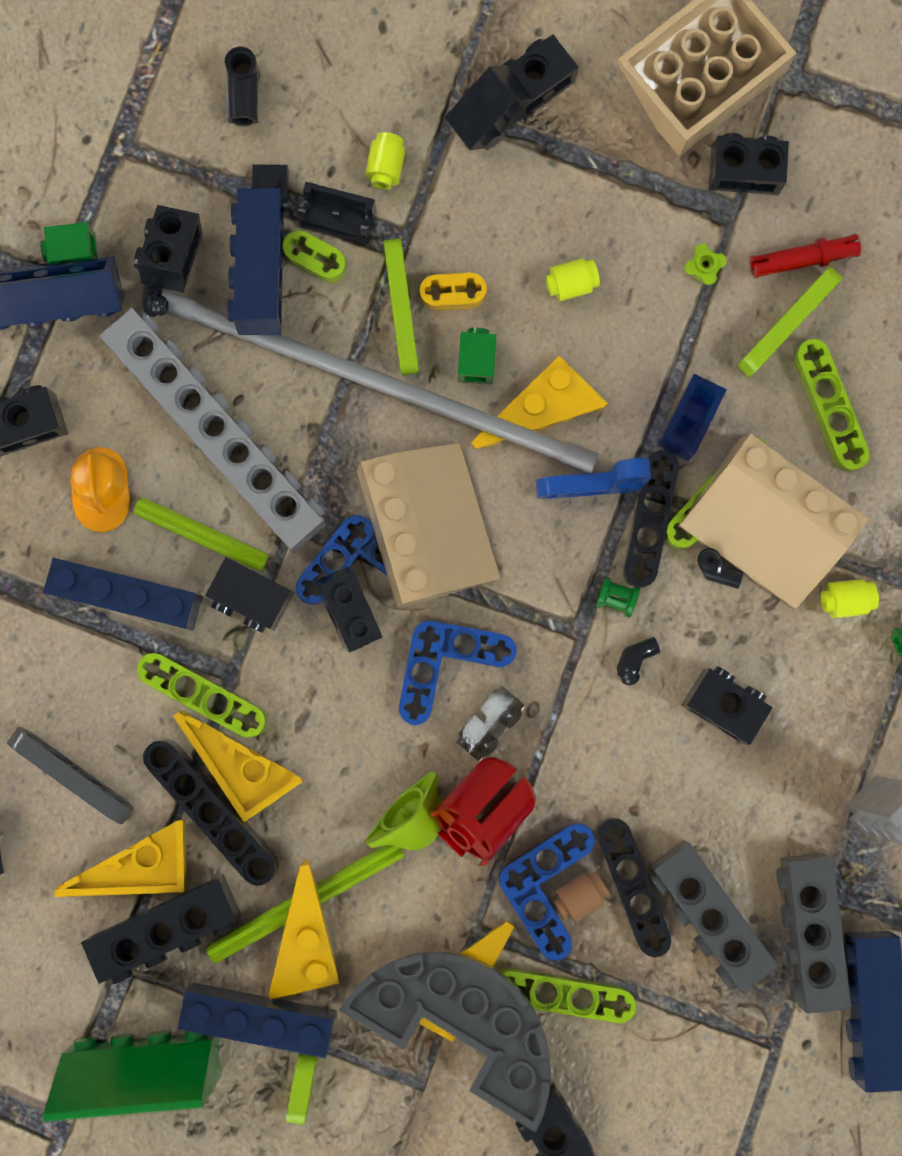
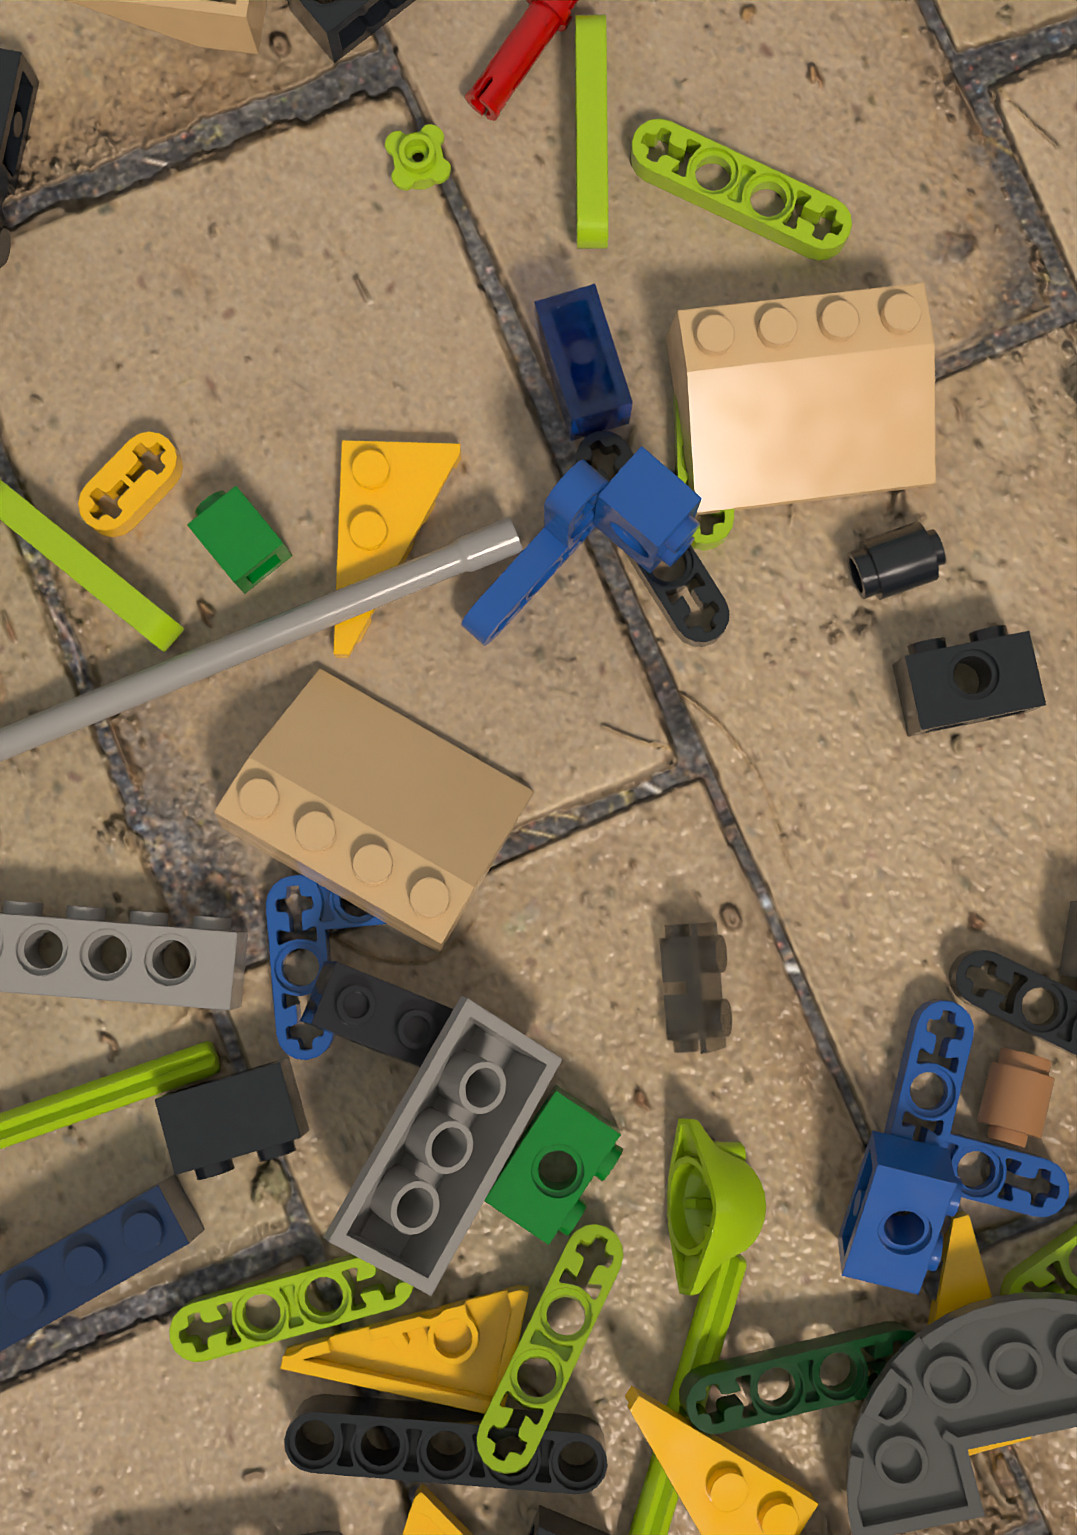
camera: 40 degrees left, 0 degrees up
(290, 808) = (544, 1343): none -> lime beam
(326, 687) = (443, 1147): none -> light grey slope
(339, 741) = (545, 1205): none -> green brick
(380, 928) = (805, 1386): none -> dark green beam
(446, 648) = (548, 946): blue beam -> none
(498, 823) = (795, 1114): red cylinder -> none
(500, 880) = (895, 1178): none -> blue brick
(572, 279) = (268, 328): neon yellow brick -> none
(610, 588) = (725, 675): green bush -> none
(632, 659) = (794, 735): black arm -> none
(657, 506) = (648, 512): none -> blue brick
(715, 569) = (792, 527): black arm -> none
(745, 626) = (896, 561): none -> black brick
(849, 598) = (990, 406): neon yellow brick -> none

